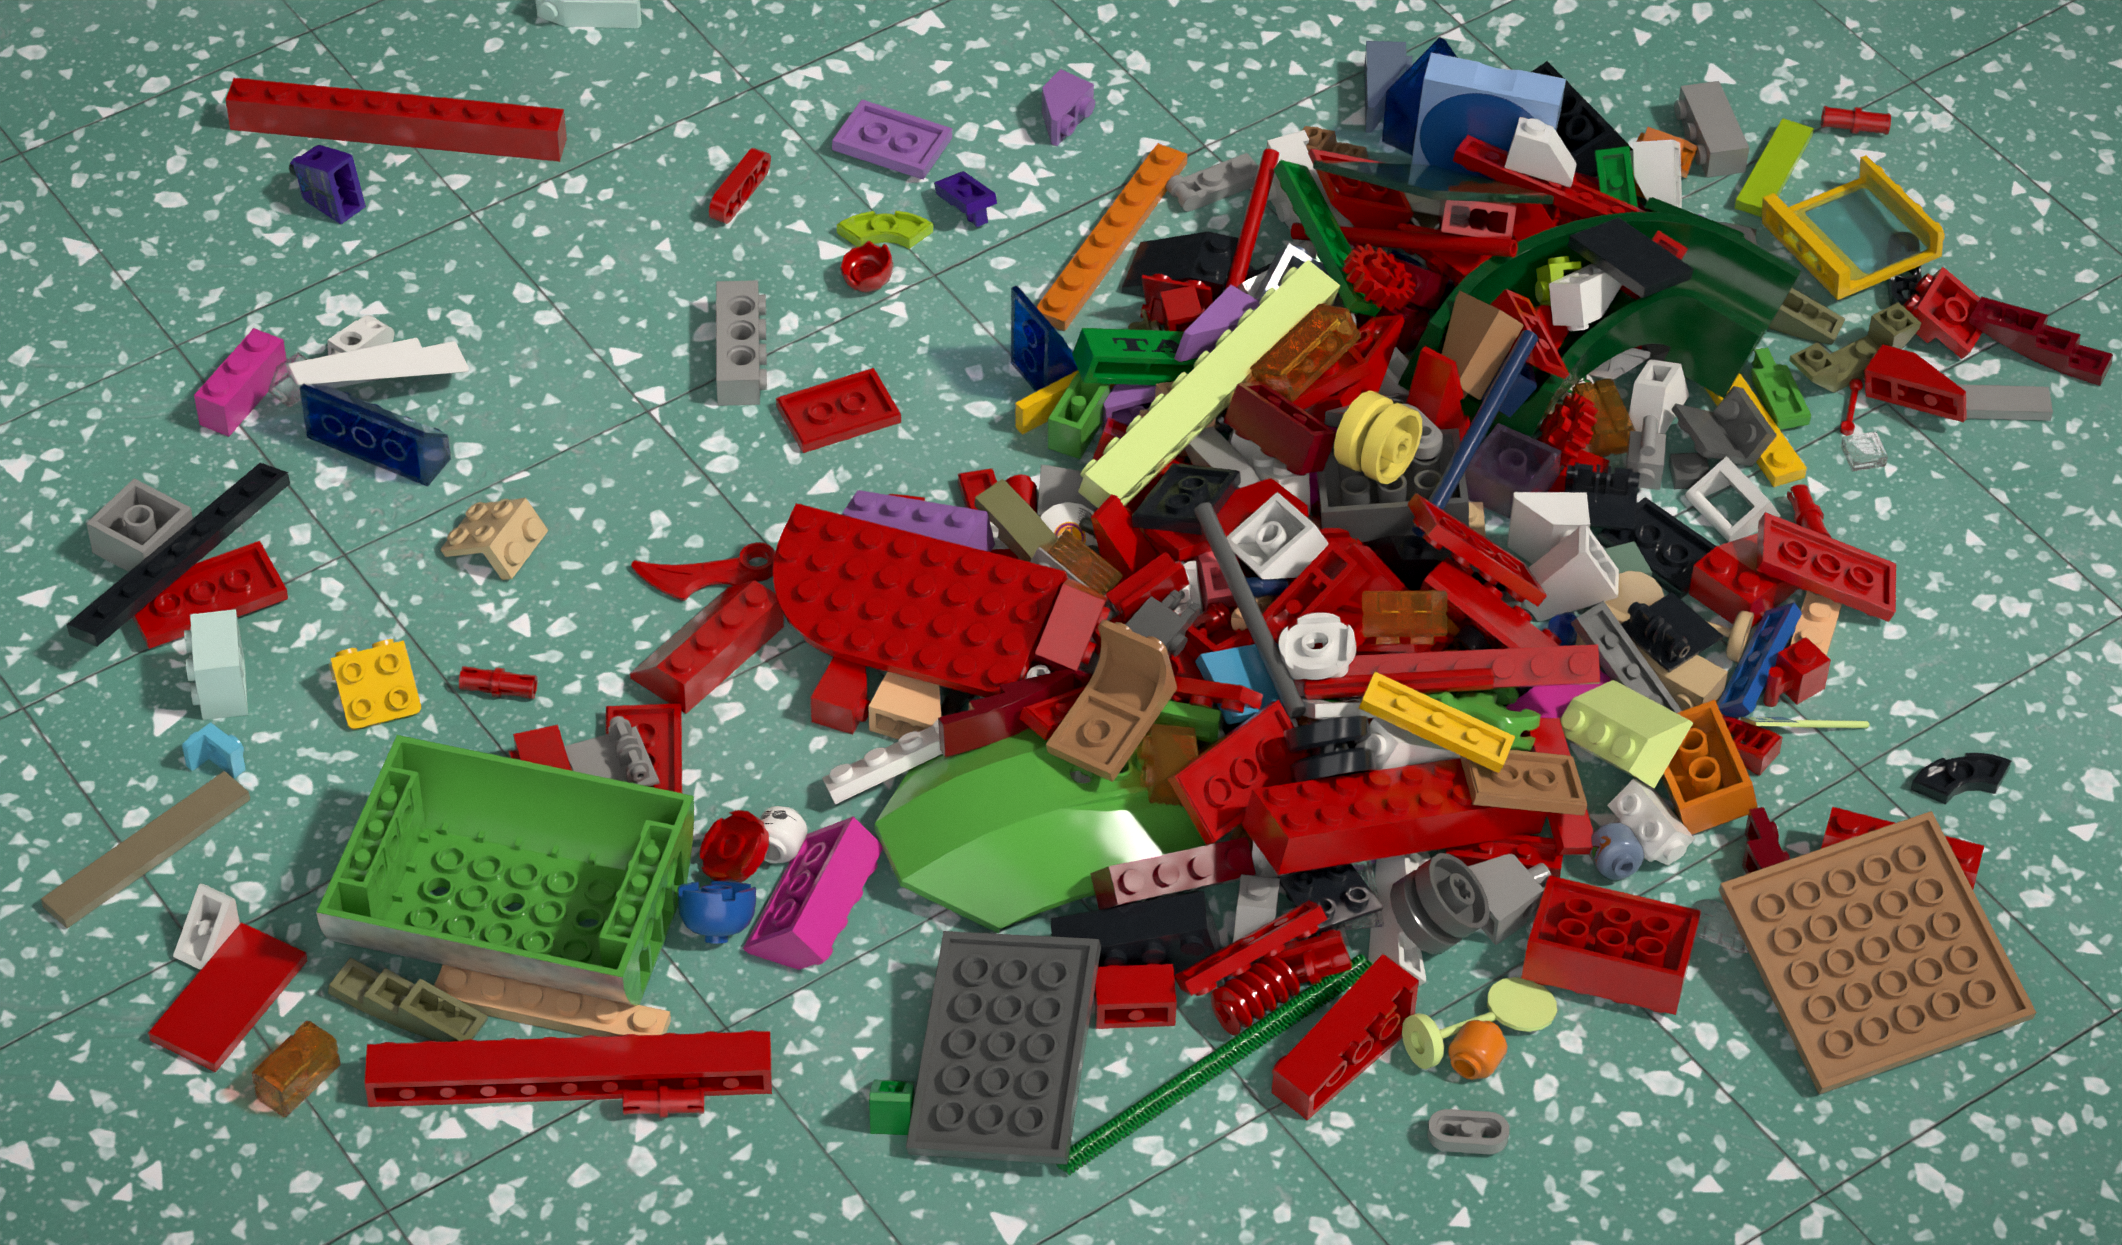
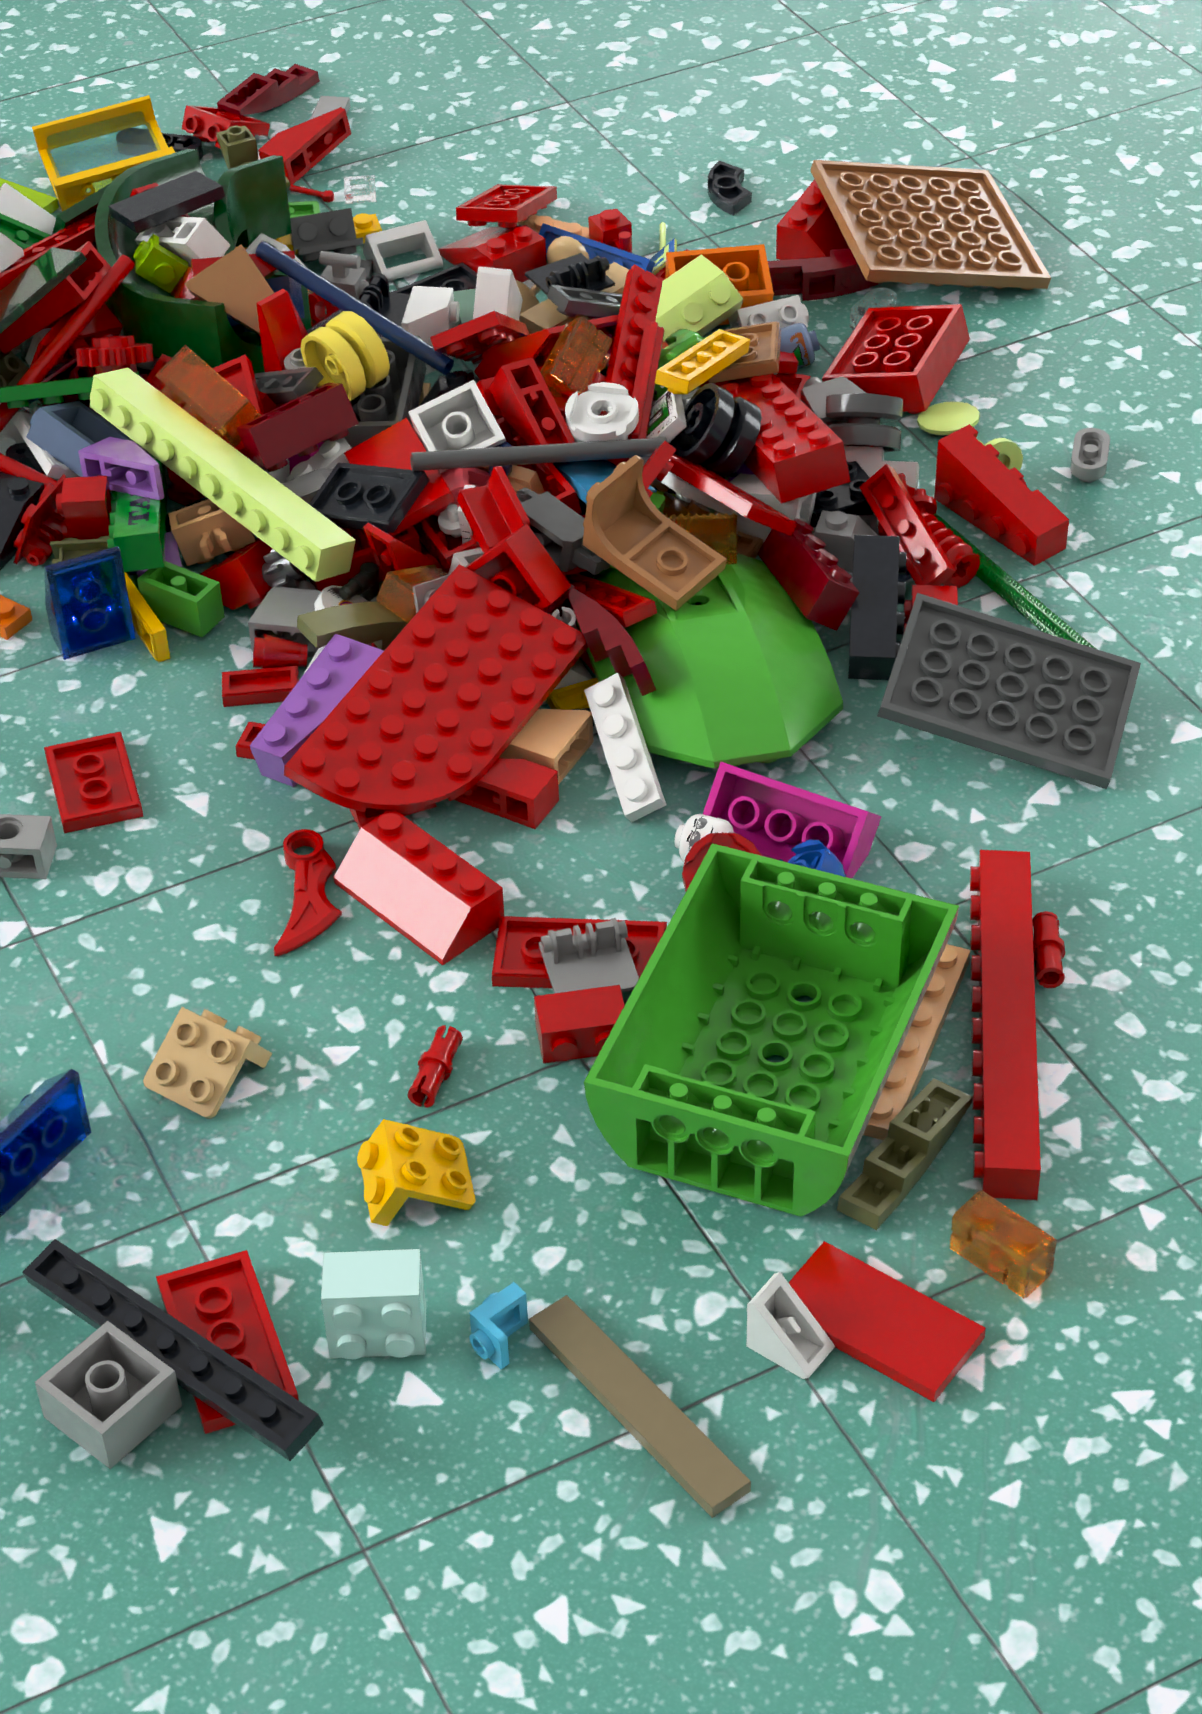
camera: 80 degrees left, 5 degrees down
(891, 1106) = (1054, 785): green slope -> none
(1477, 1049) = (1009, 427): orange head -> none
(1806, 511) = (435, 217): red pin -> none

